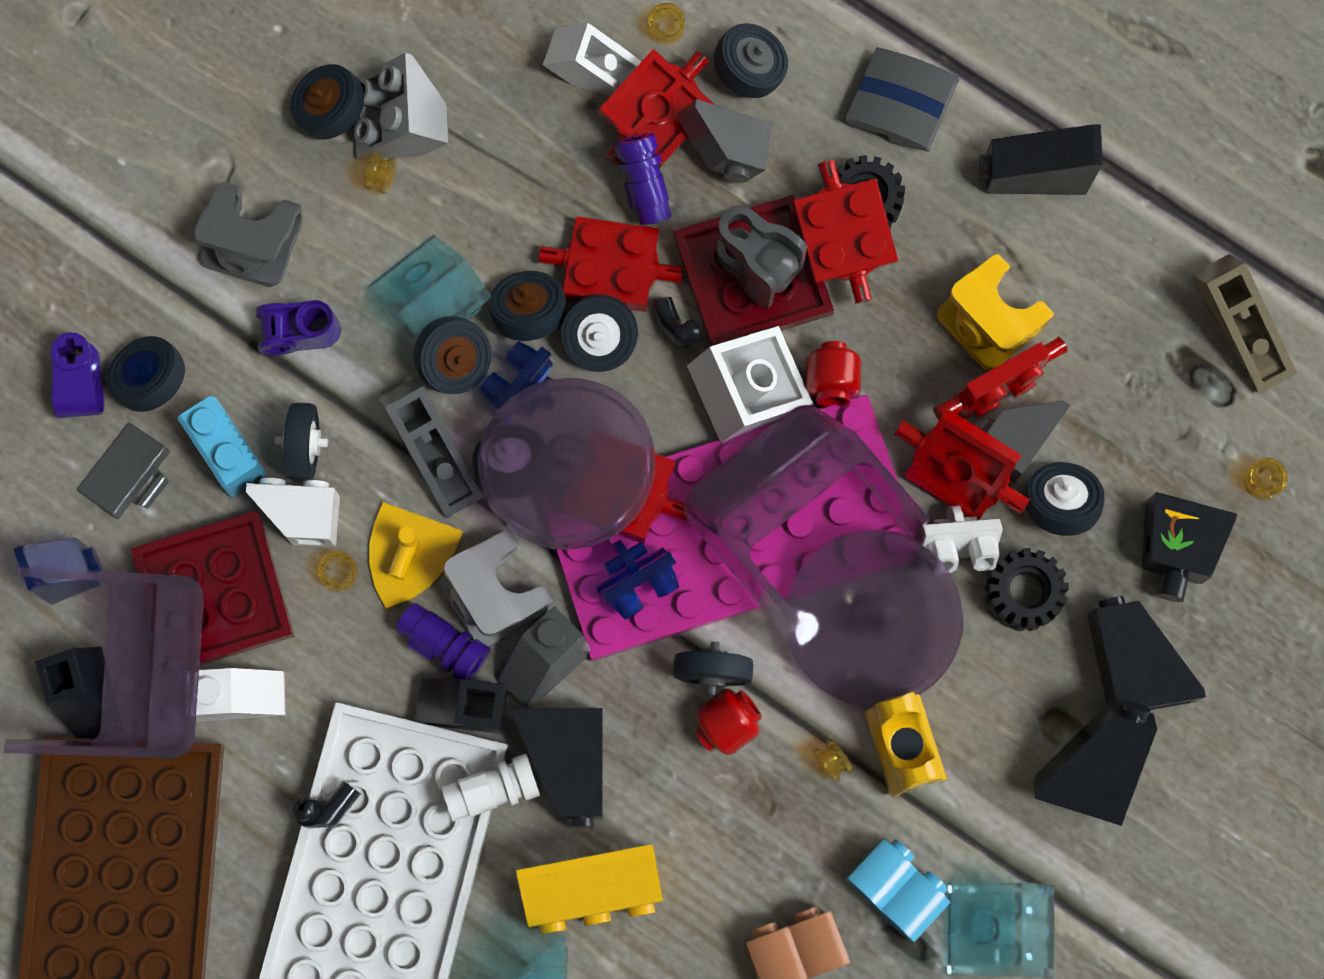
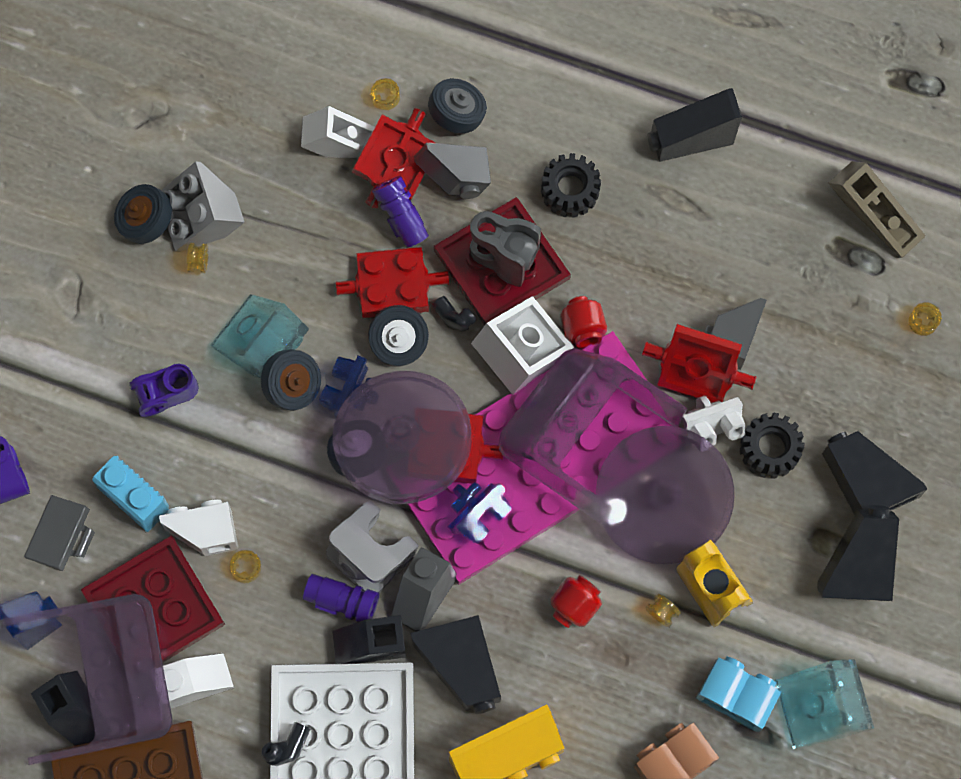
camera: 15 degrees left, 5 degrees down
(146, 374) = (57, 453): black wheel -> none
(246, 247) = (109, 338): dark grey piece -> none
(301, 441) = (192, 473): black wheel -> none
(408, 553) = (296, 539): yellow shield -> none
(431, 447) = (292, 452): dark grey slope -> none
(491, 788) = (410, 698): white axle -> none
(527, 305) = (338, 328): black wheel -> none
(713, 668) = (554, 563): black wheel -> none
(845, 231) = (564, 213): red plate -> none
(902, 99) = (578, 107): dark grey slope -> none
(984, 322) = (686, 255): yellow piece -> none
(1011, 377) = (716, 291): red plate -> none
(1064, 498) = (781, 370): black wheel -> none
(1183, 542) = (877, 380): black torso -> none

